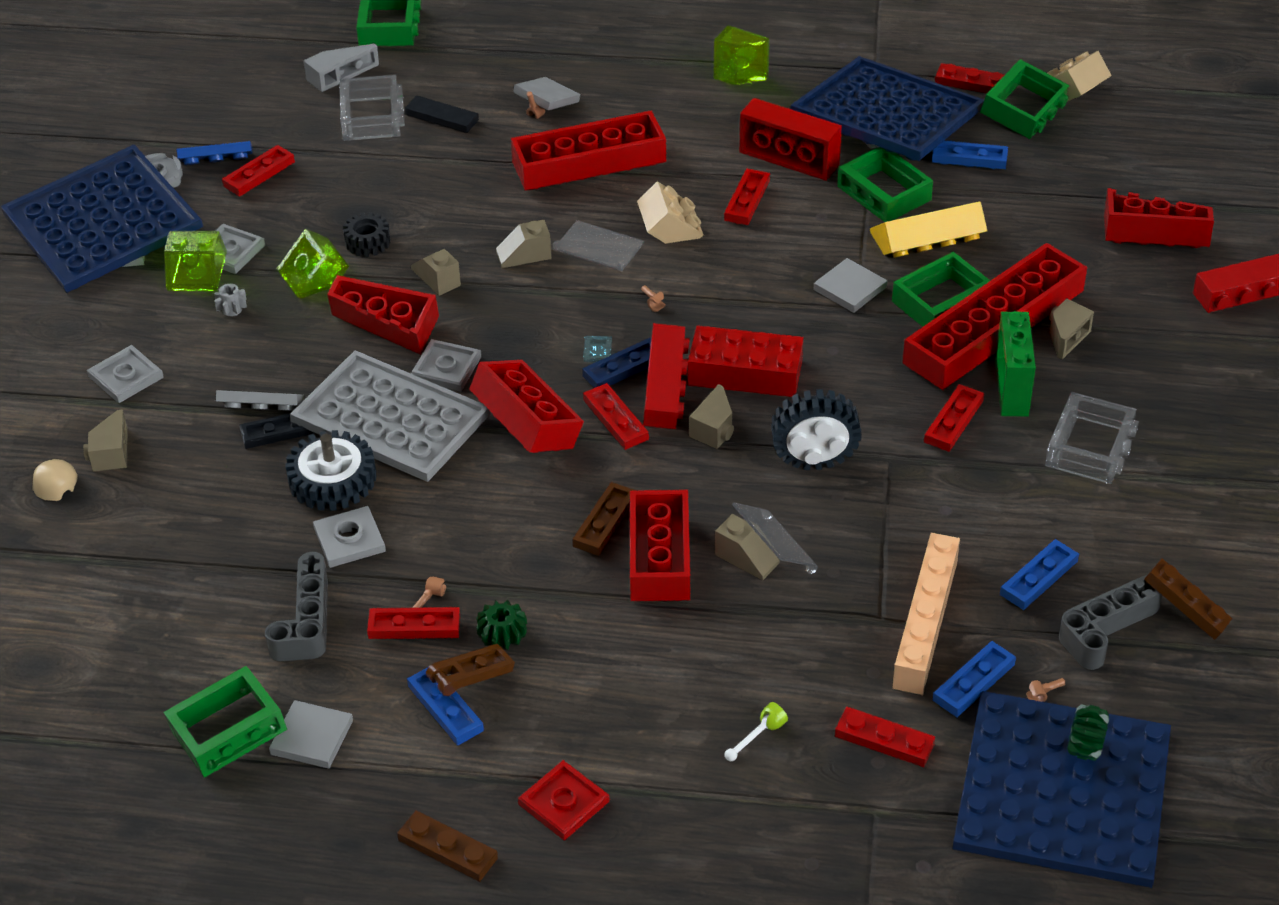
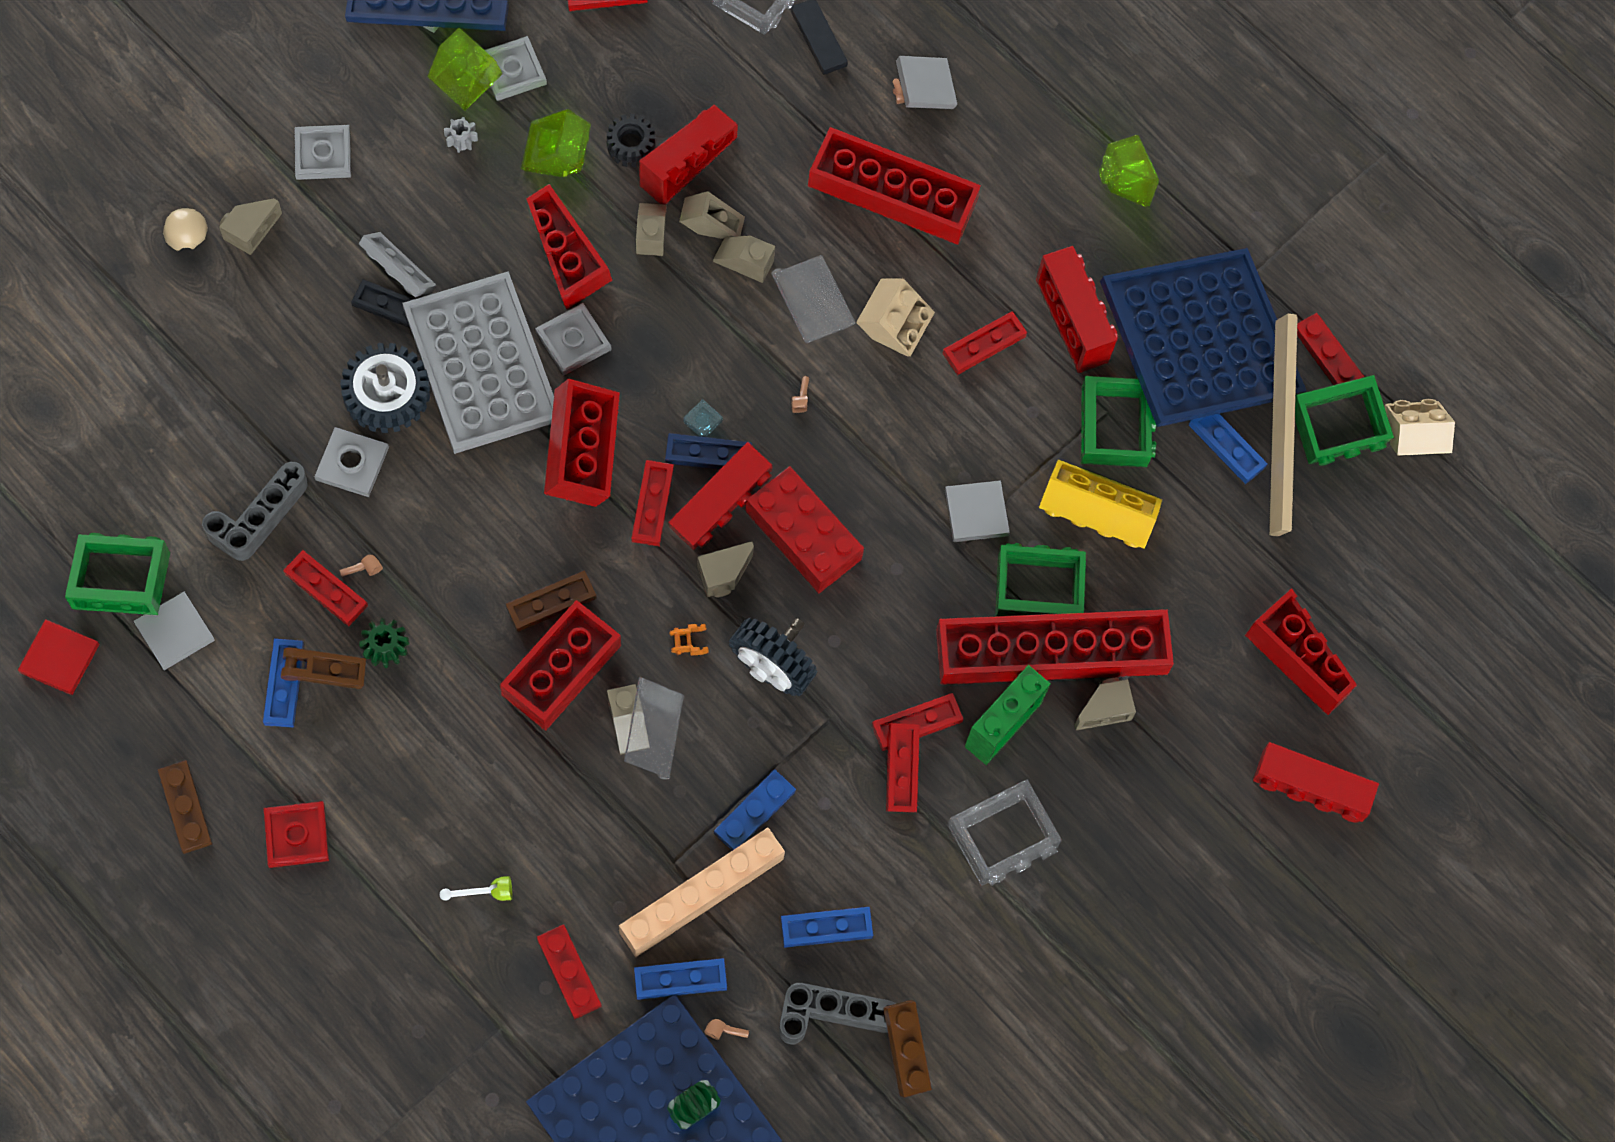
camera: 30 degrees right, 25 degrees up
(225, 818) = (58, 657): none -> red tile
(418, 217) = (686, 154): none -> red wedge
(472, 238) = (711, 216): none -> dark tan slope
(742, 482) = (689, 648): none -> orange piece
(903, 545) = (754, 811): none -> blue plate
(978, 444) = (902, 767): none -> red plate
(996, 118) = (1283, 425): none -> tan tile

